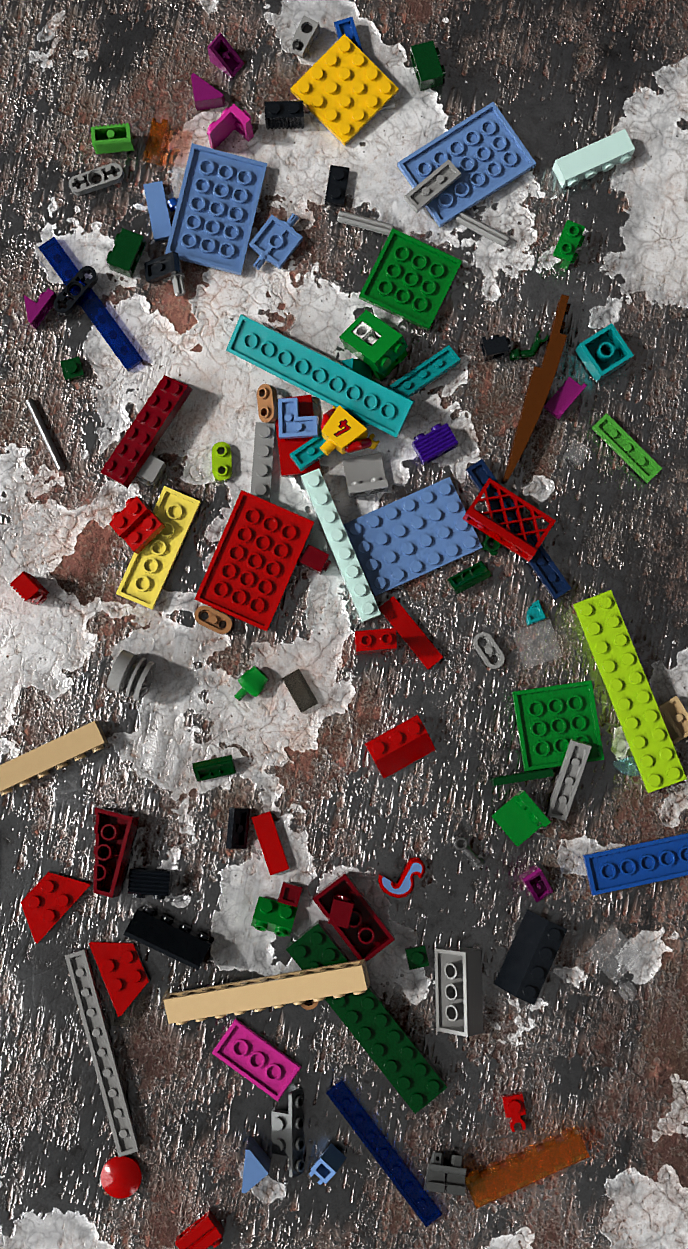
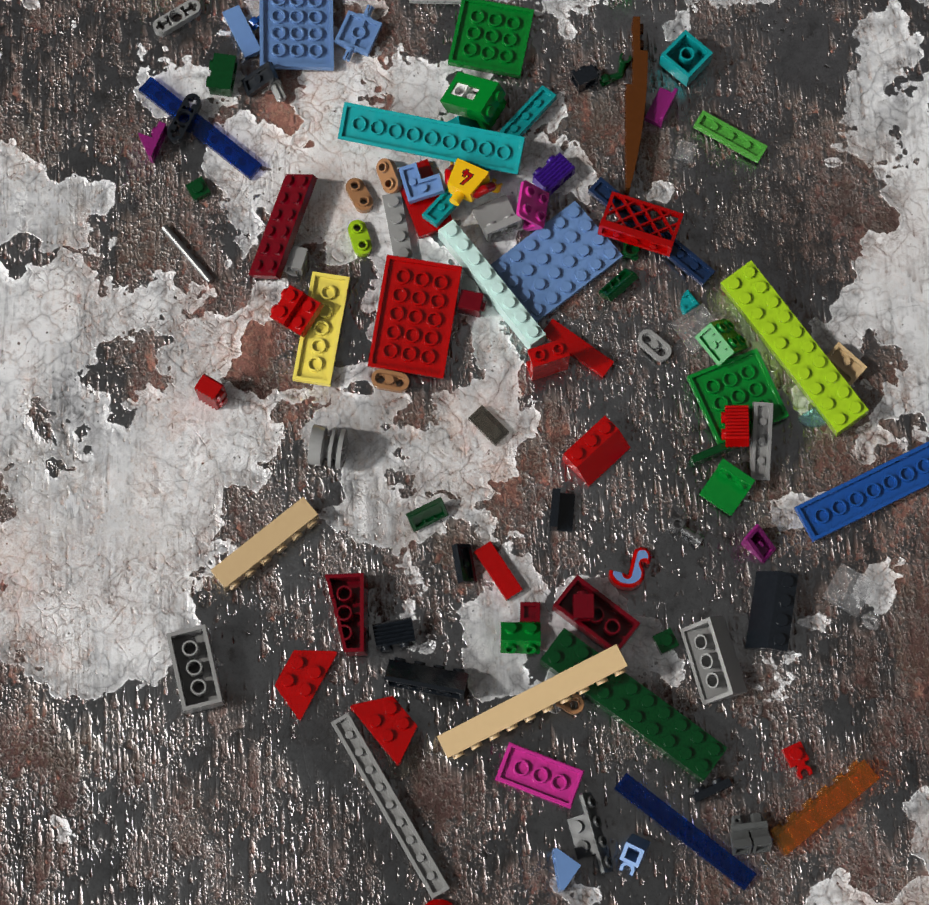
camera: 15 degrees left, 10 degrees down
(233, 415) = (359, 194): none -> medium nougat plate
(252, 682) = (442, 428): green piece -> none
(349, 798) = (561, 511): none -> black panel
(403, 474) = (532, 206): none -> dark pink bracket
(413, 1122) = (717, 786): none -> black plate
(547, 760) = (736, 426): none -> red brick
(557, 665) = (721, 340): none -> green bracket

